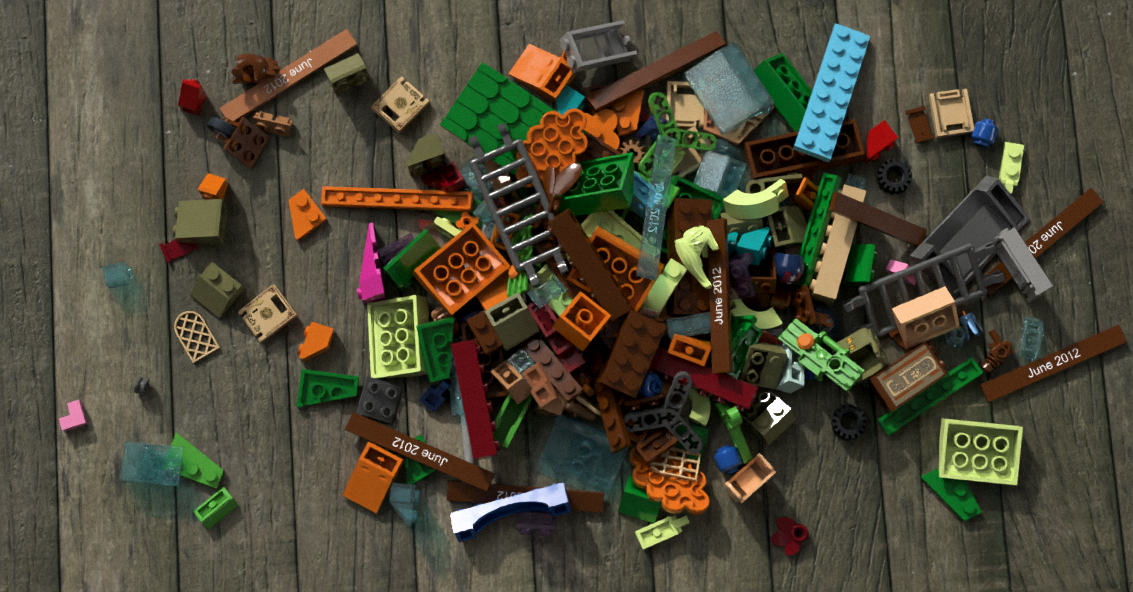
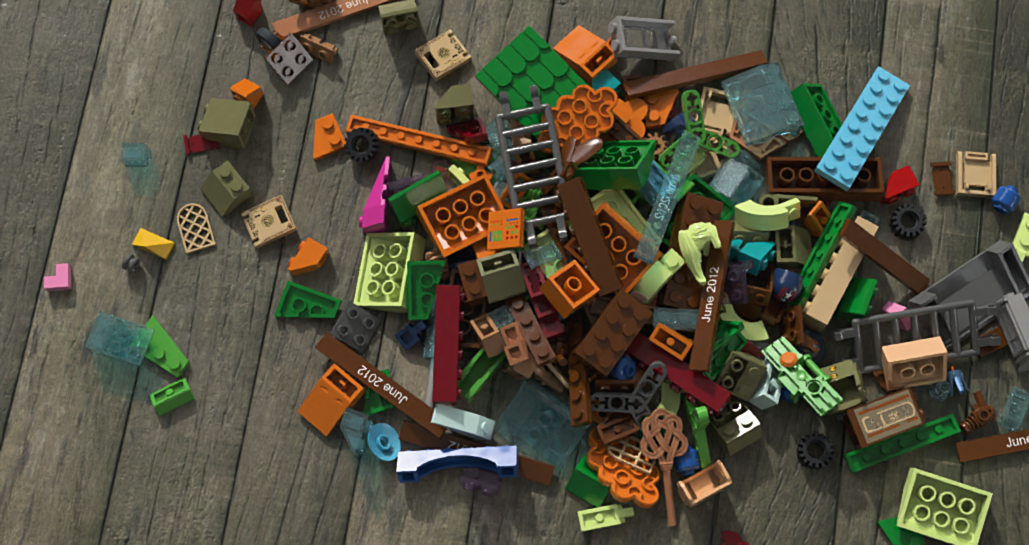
camera: 15 degrees right, 5 degrees down
(157, 360) = (153, 244): none -> yellow slope
(349, 207) = (351, 144): none -> black tyre
(434, 506) = (384, 442): none -> medium azure dish
(506, 274) = (506, 229): none -> orange tile
(507, 471) = (463, 422): none -> light aqua slope
(712, 453) = (665, 464): none -> nougat piece

